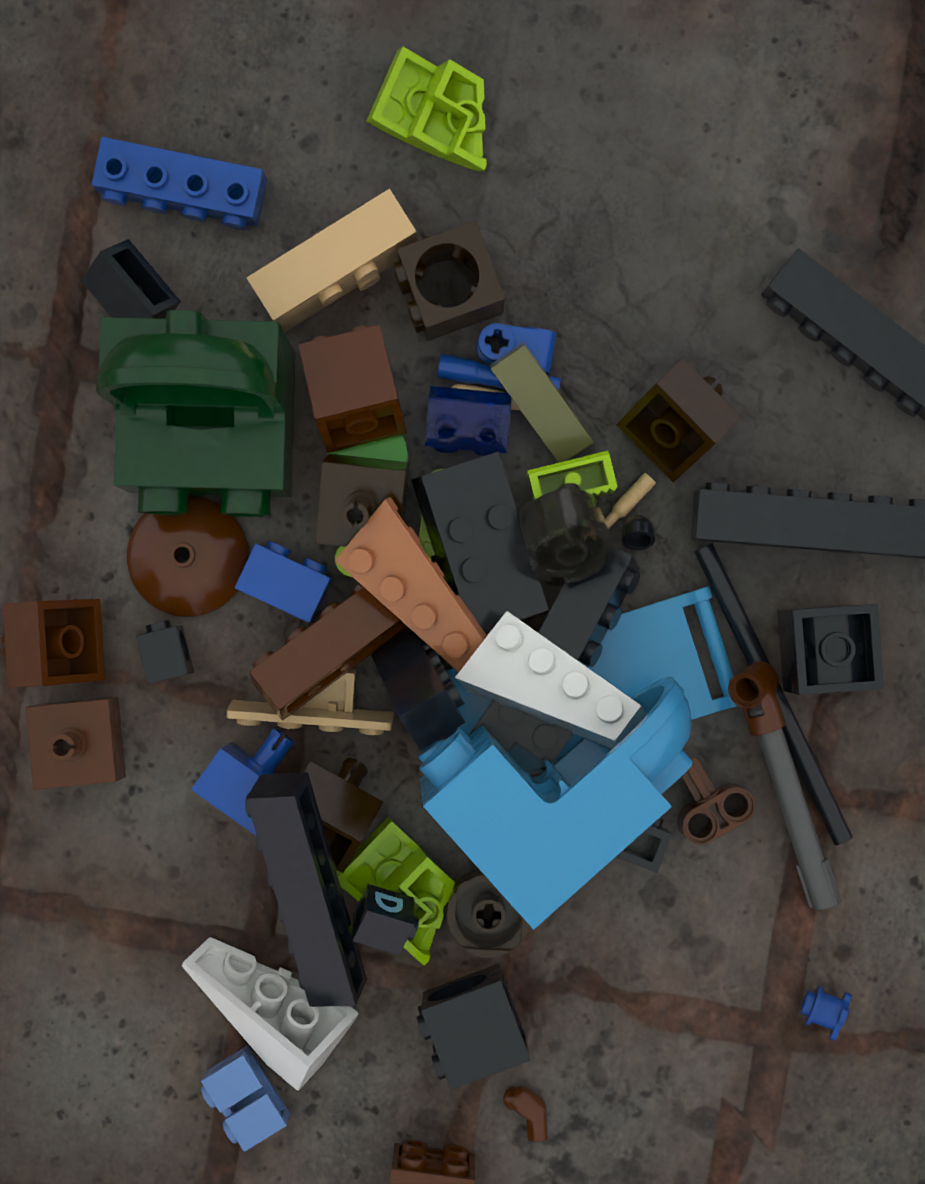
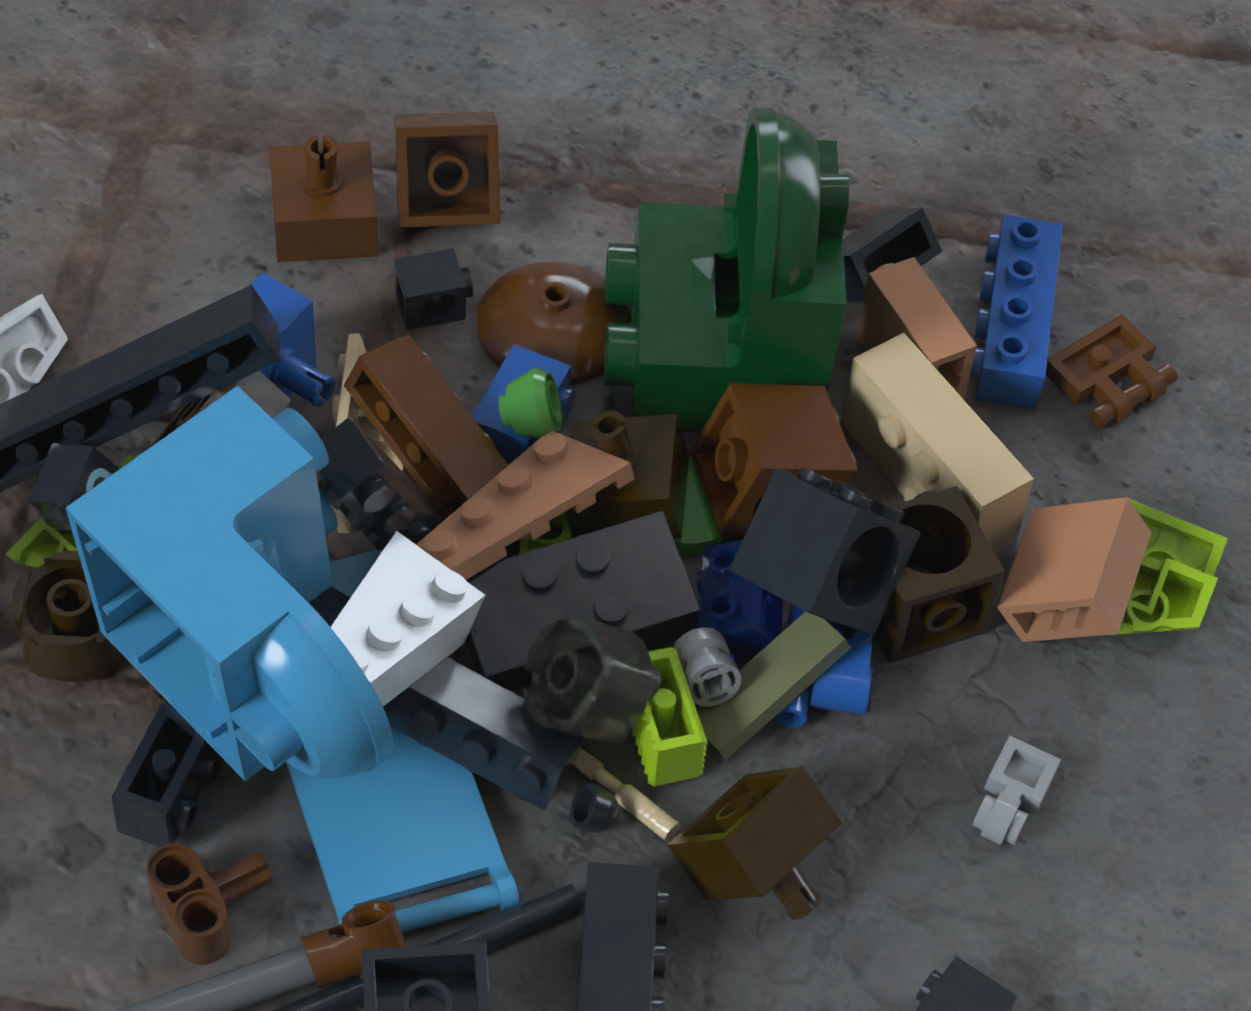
camera: 85 degrees right, 35 degrees down
(220, 269) = (905, 301): none -> nougat brick
(226, 121) = (1103, 358): none -> reddish brown plate
(311, 573) = (532, 404): none -> bright green cone
(444, 165) = (1075, 570): none -> nougat brick
(470, 354) = (826, 548): none -> black brick
(538, 448) = (708, 666): none -> light grey wheel
(610, 226) = (1018, 780): none -> light grey plate

